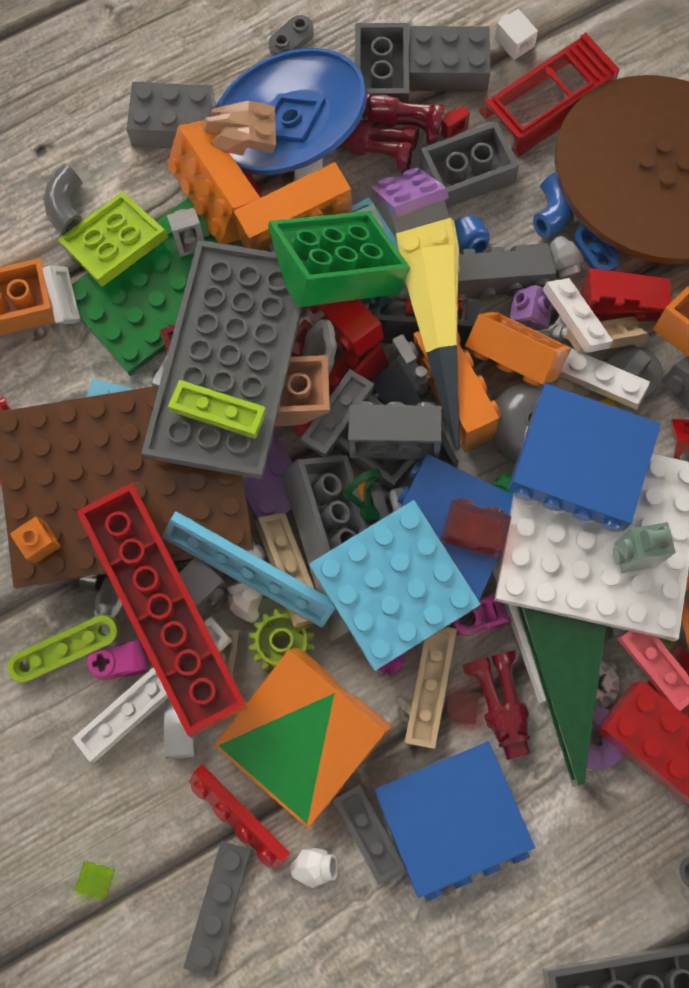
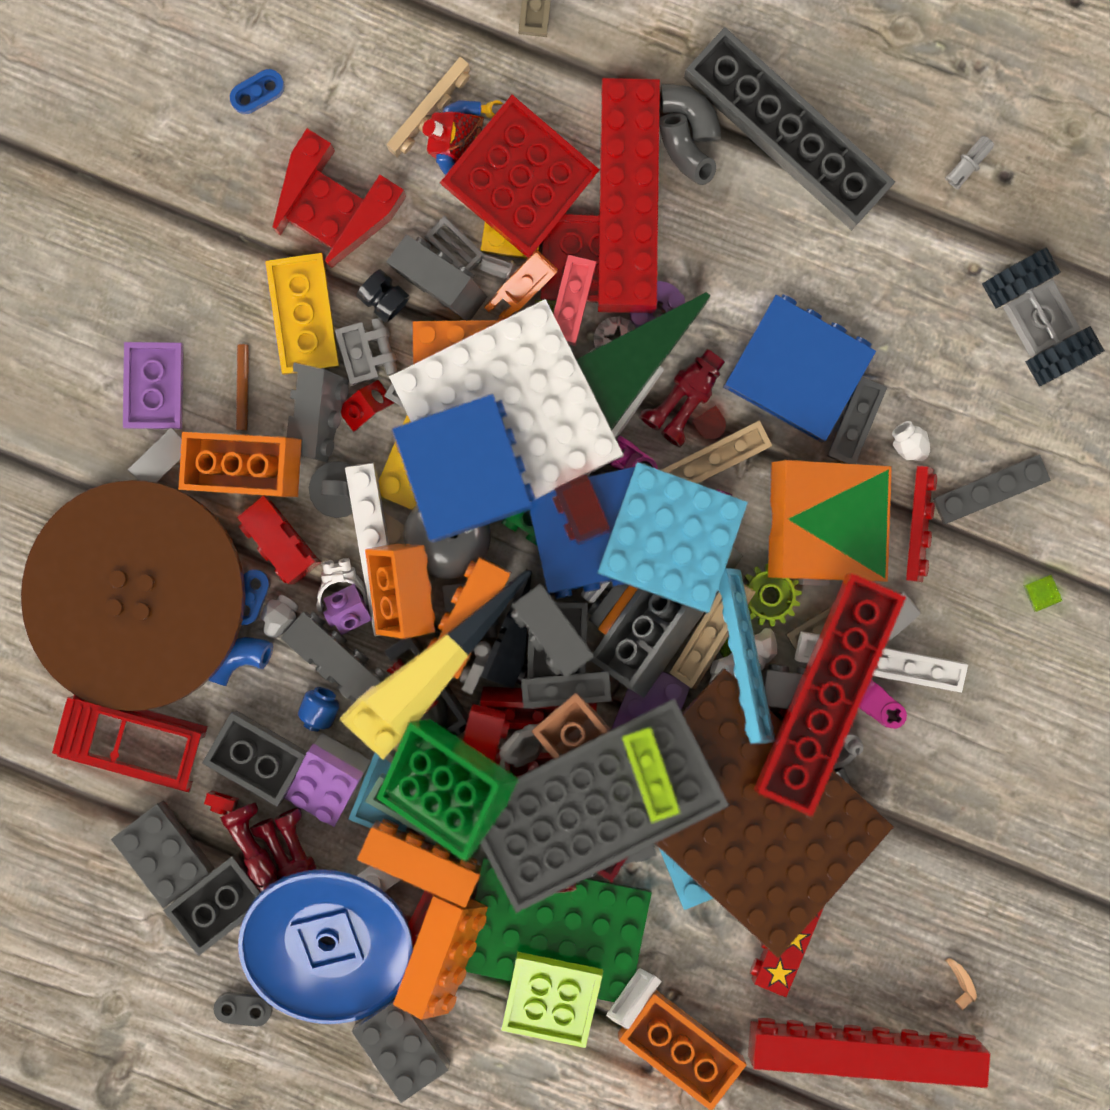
camera: 135 degrees left, 15 degrees up
(35, 540) = (851, 834): orange brick -> none
(58, 199) = (551, 1077): dark grey cylinder -> none
(63, 648) = (904, 753): lime plate -> none
(185, 230) = (501, 942): light grey slope -> none
(242, 127) = (377, 967): medium nougat plate -> none
(368, 512) = (622, 605): dark green piece -> none
(516, 34) = (92, 815): white brick -> none
(577, 315) = (332, 565): white plate -> none
(622, 332) = (324, 531): tan plate -> none
(644, 547) = (505, 371): sand green brick -> none

